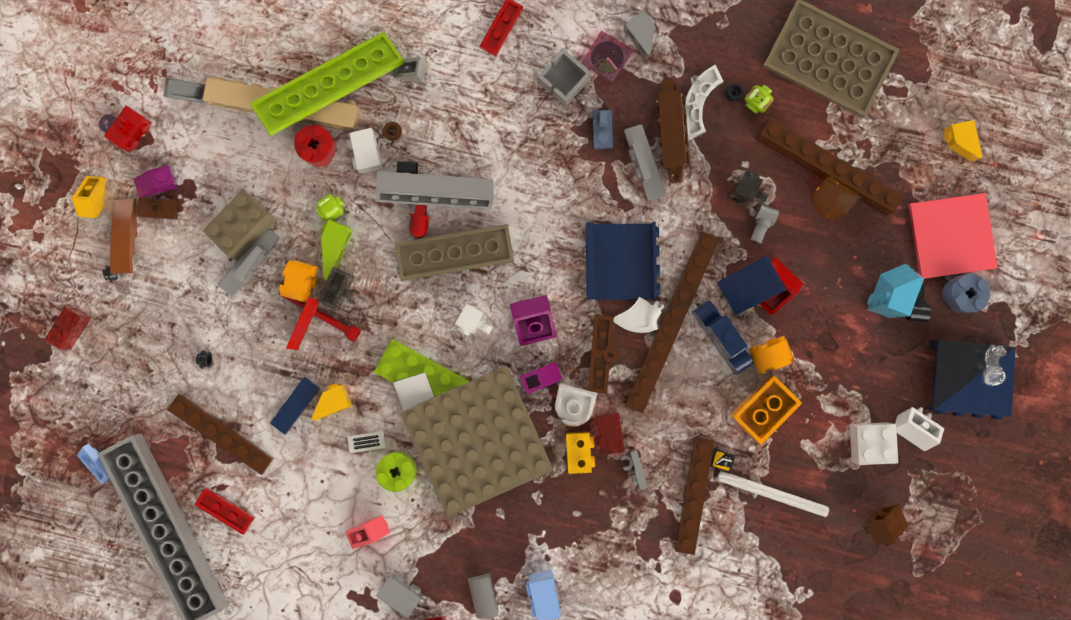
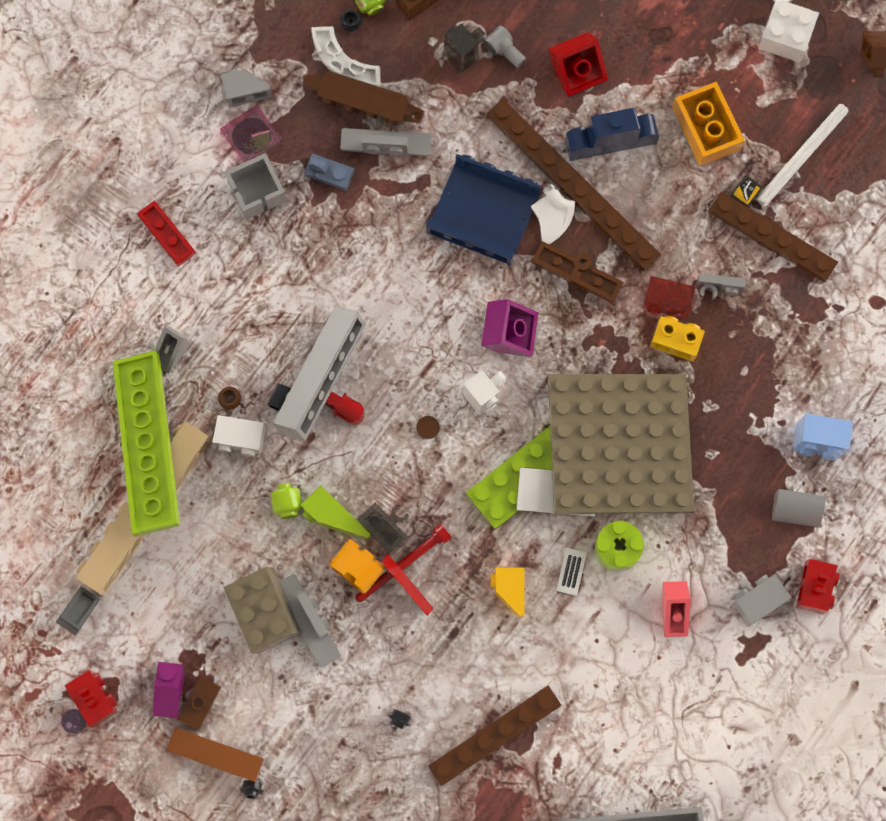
camera: 70 degrees left, 10 degrees down
(90, 197) = (151, 775): yellow slope -> none
(224, 511) = (587, 765): red plate -> none
(295, 405) = (496, 634): dark blue tile -> none
(307, 138) = (199, 478): red brick -> none
(432, 289) = (427, 427): none -> reddish brown piece
(454, 252) = (397, 384): dark tan plate -> none
(541, 377) = (577, 346): magenta slope -> none
(574, 405) = (622, 322): white tile -> none
(751, 285) = (568, 83): dark blue tile -> none
(771, 355) = (652, 92): light orange brick -> none

